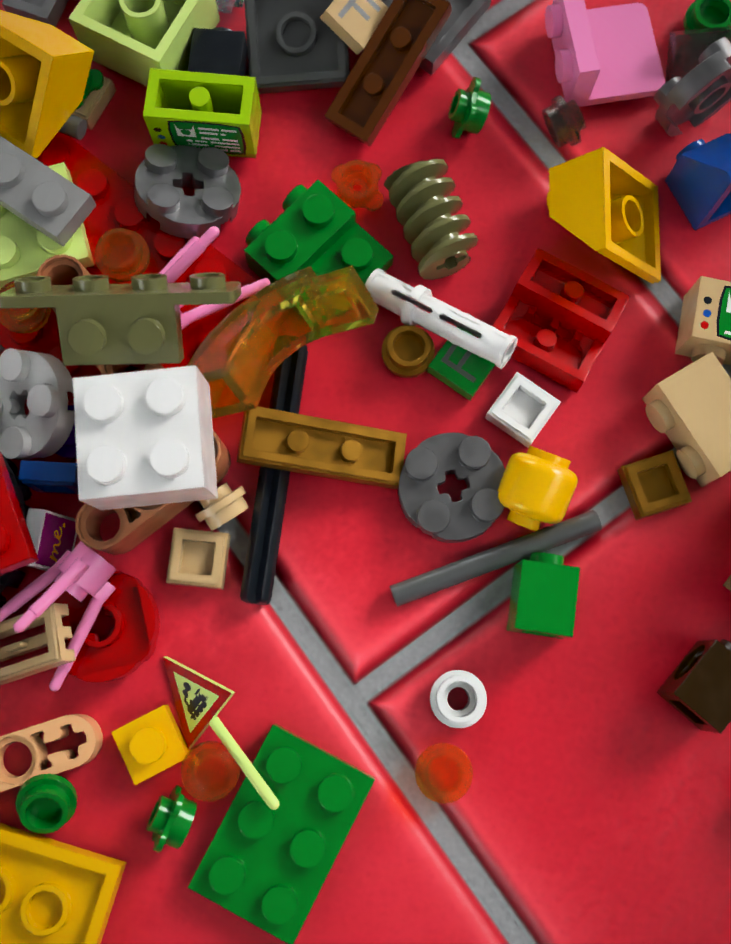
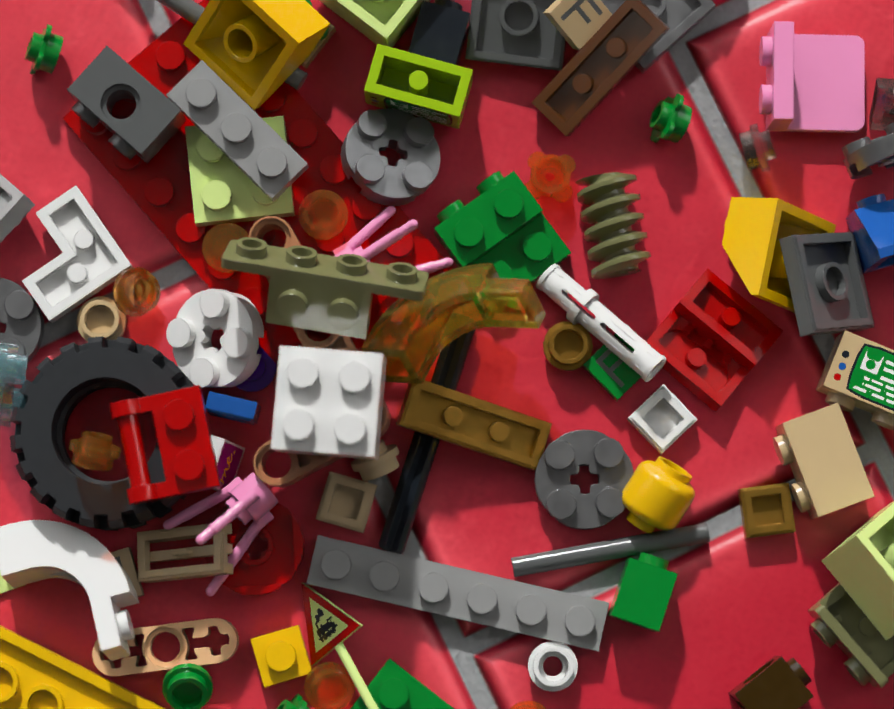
camera: 10 degrees right, 5 degrees up
(337, 636) = (458, 593): none -> light grey plate
(667, 233) = (826, 283): none -> dark grey plate

